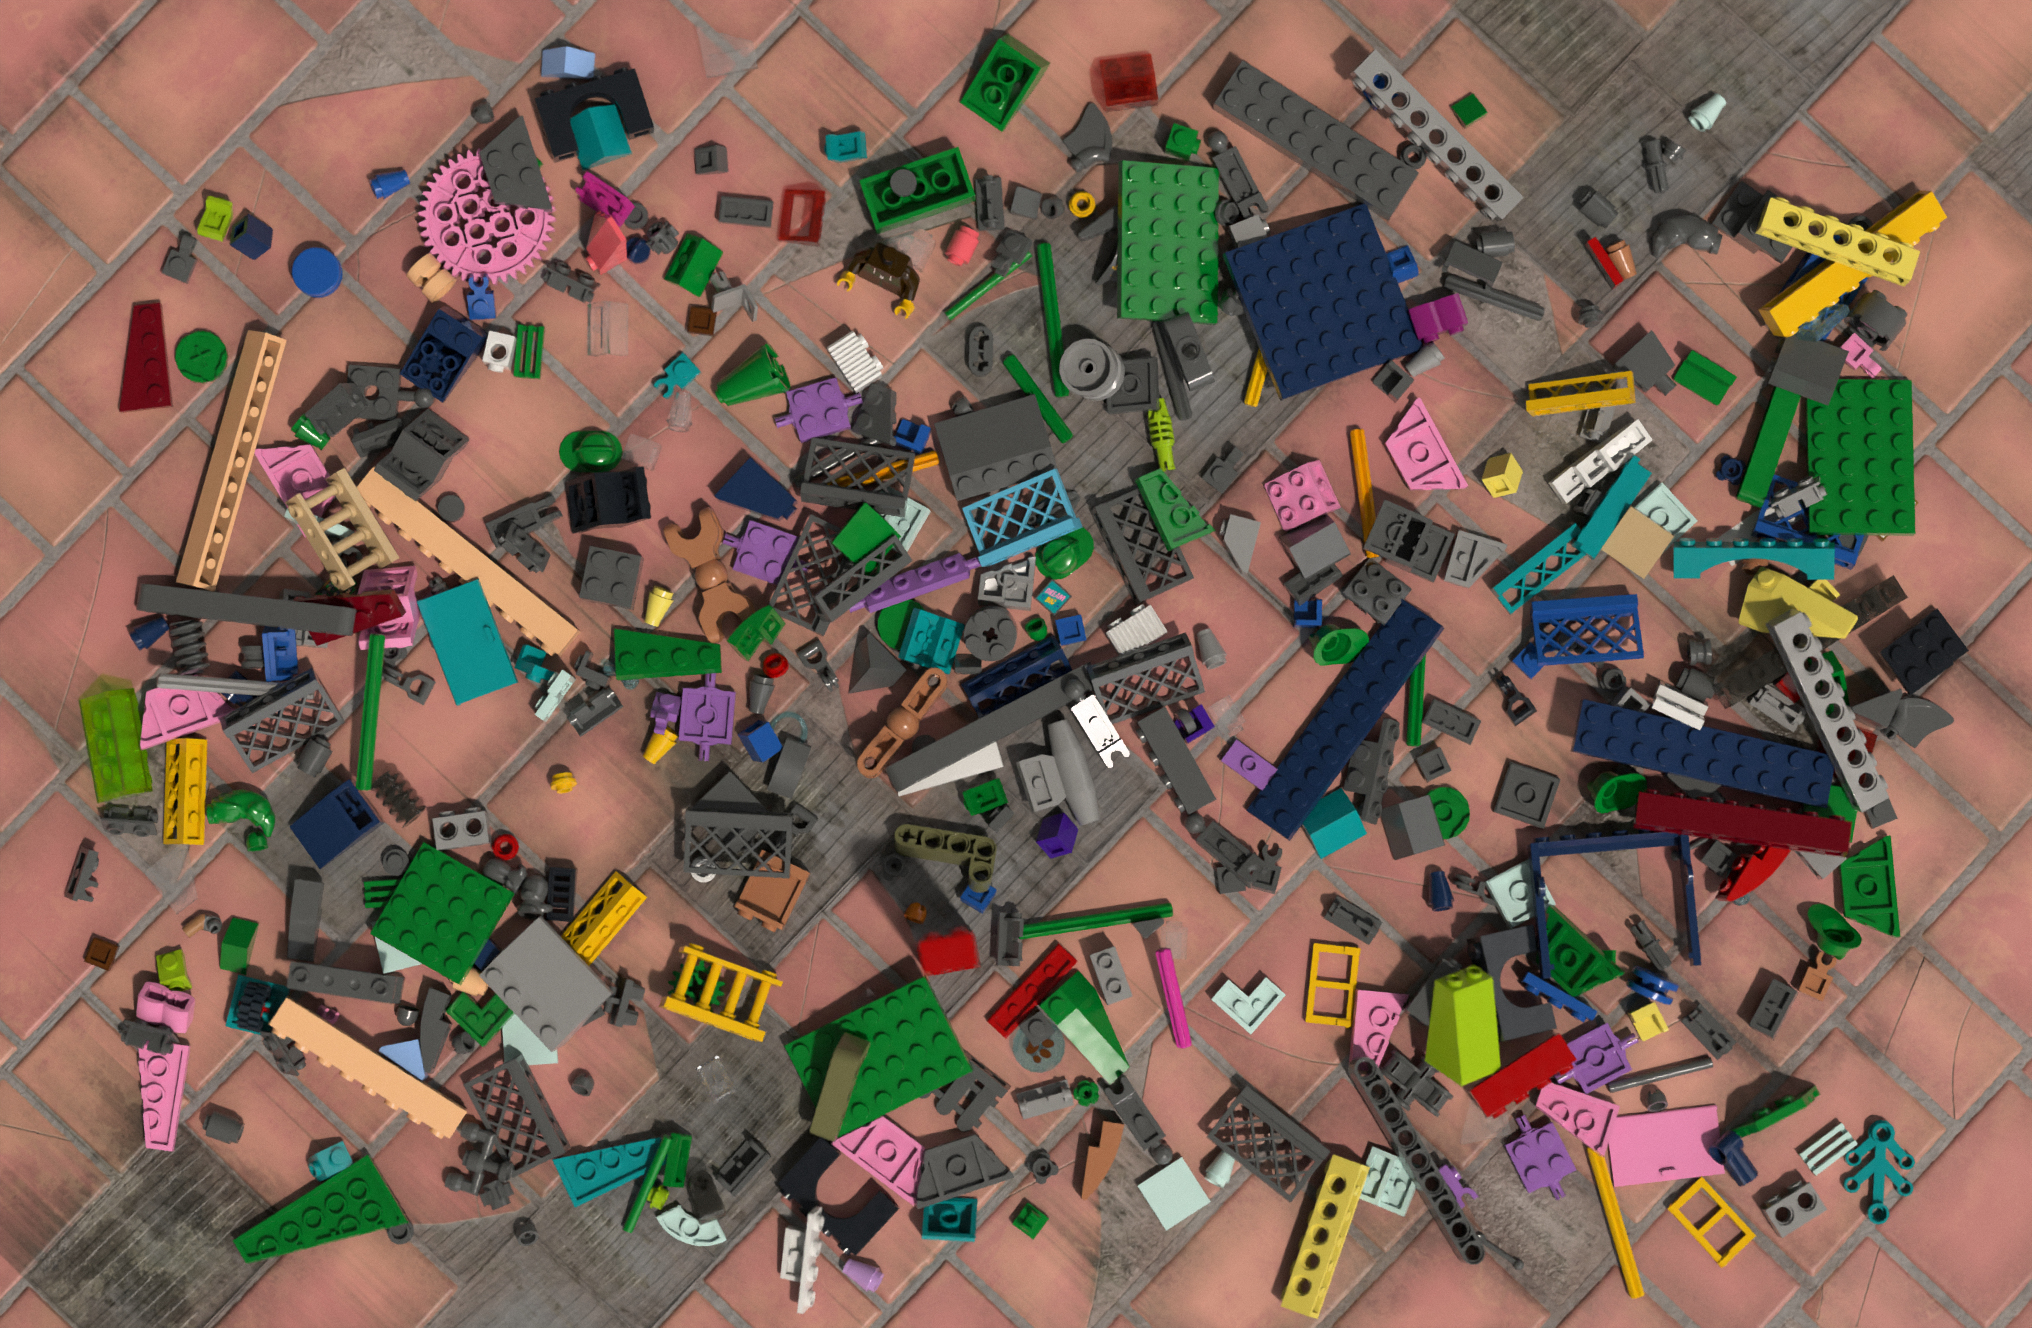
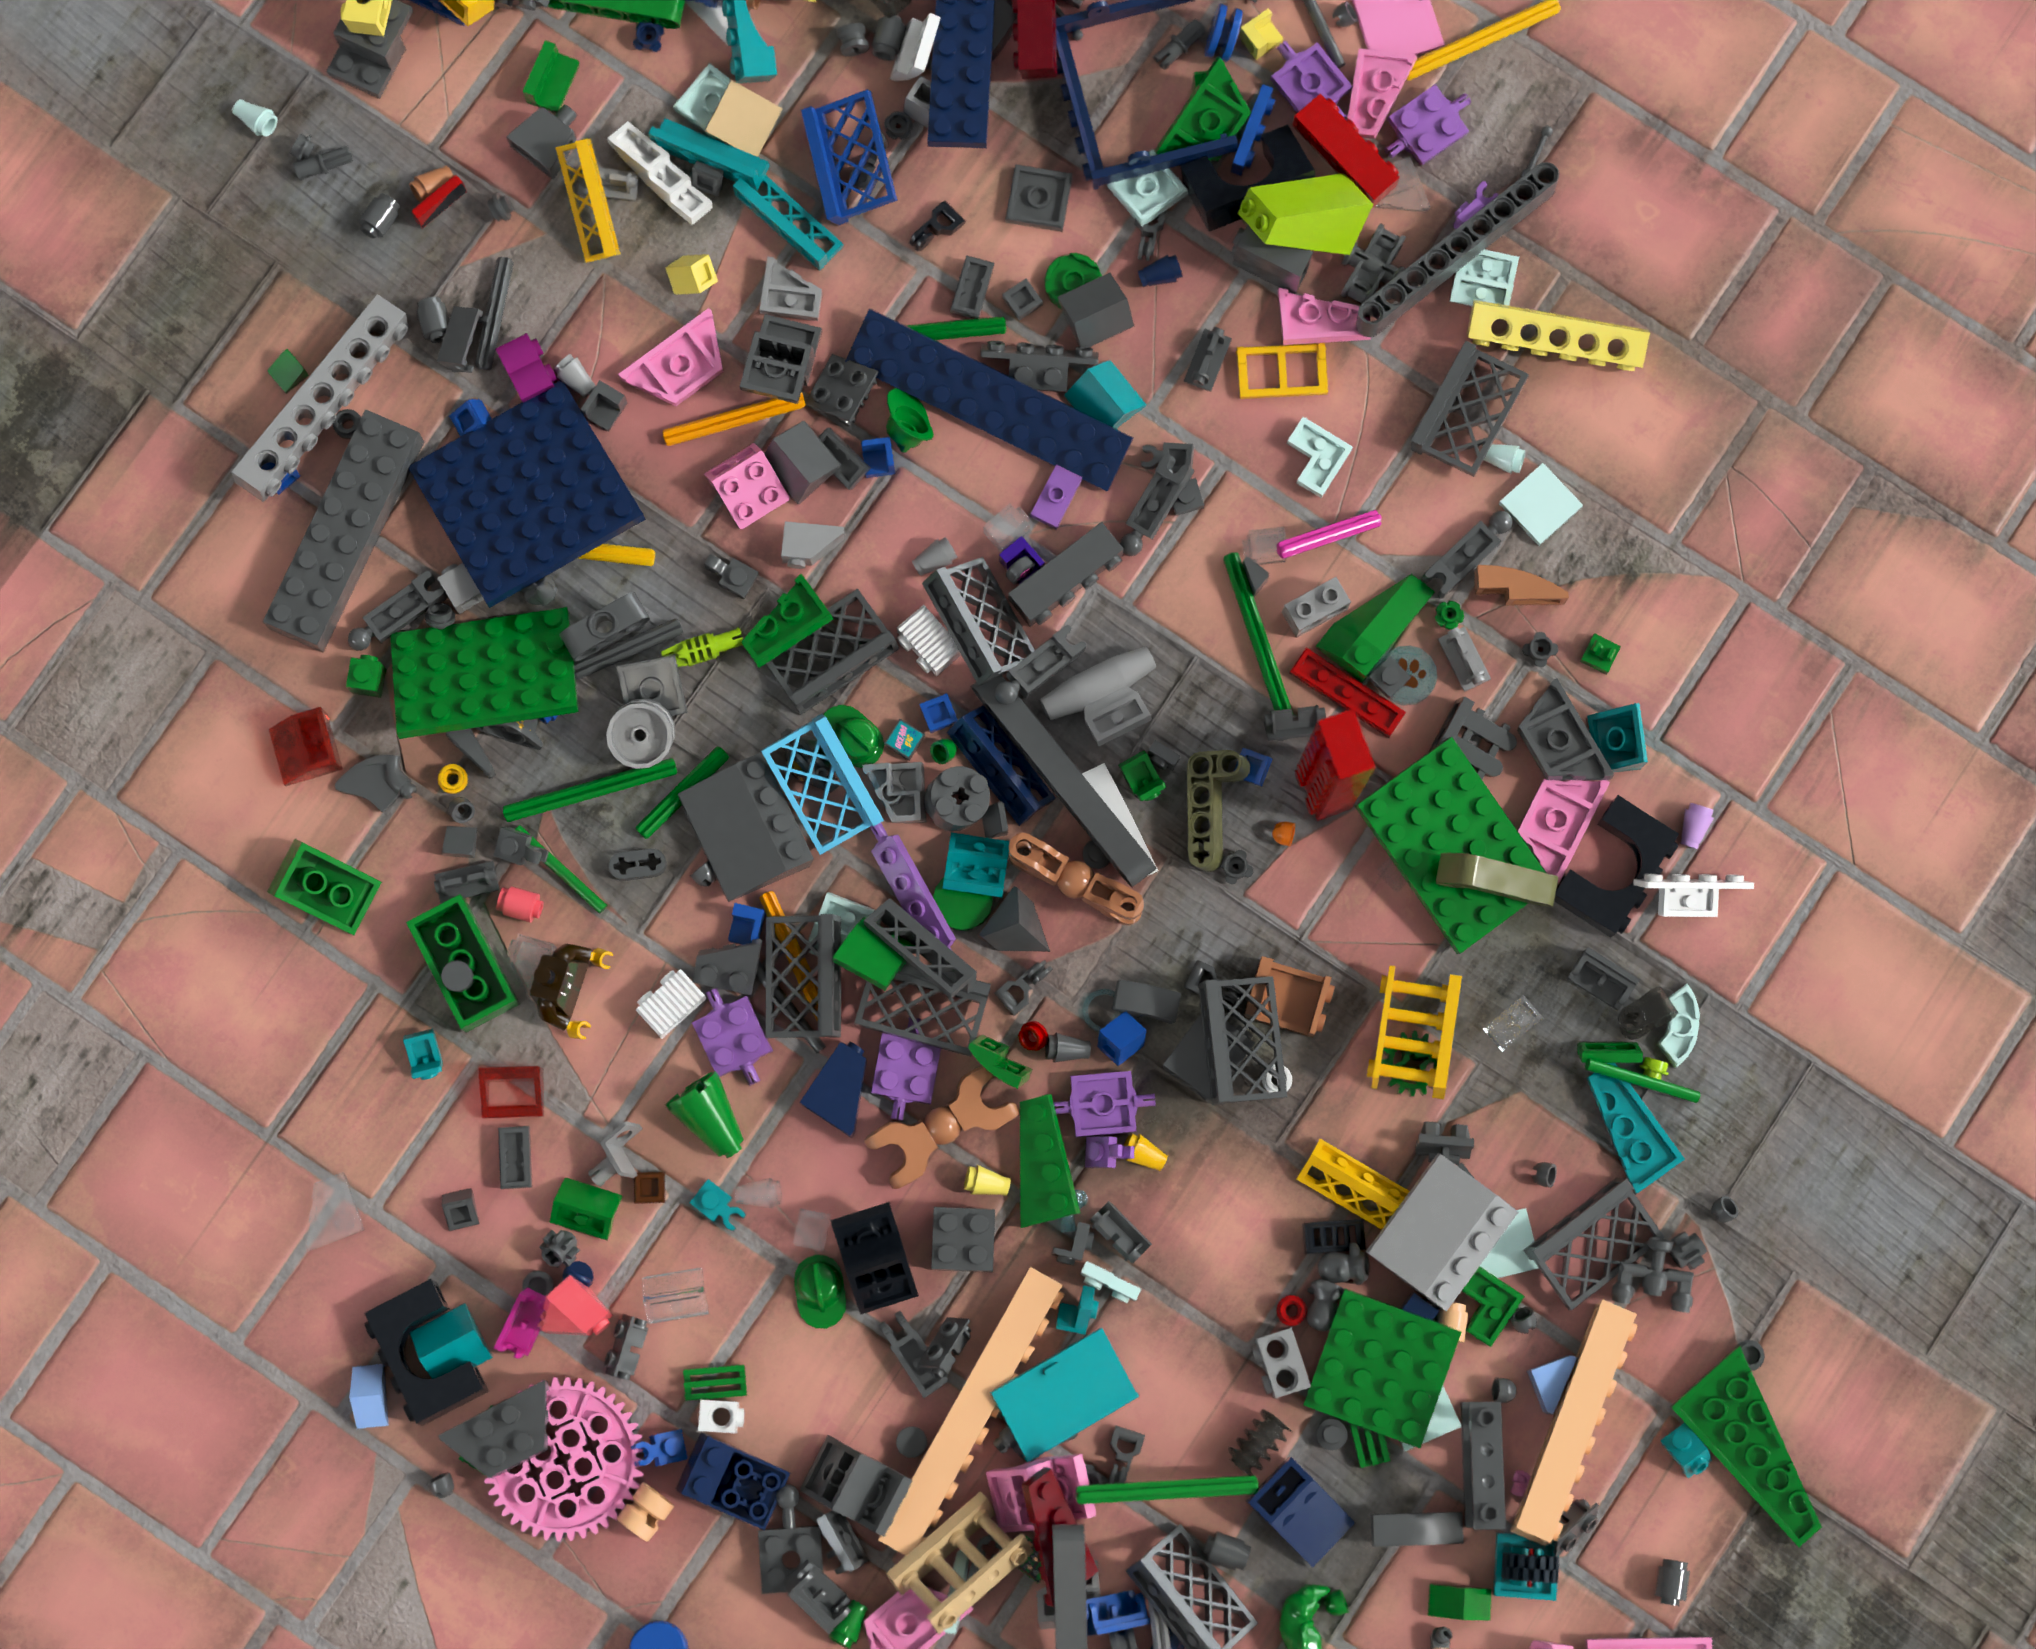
camera: 105 degrees left, 5 degrees down
(388, 183) = (540, 1583): blue cone -> none
(433, 1028) = (1512, 1356): dark grey slope -> none
(563, 782) = (1207, 1255): yellow plate -> none
(1057, 835) = (1170, 691): dark purple panel -> none
(1527, 660) = (890, 216): blue plate -> none
(1616, 791) = (1018, 103): green piece -> none
(1686, 230) = (389, 117): dark grey animal -> none

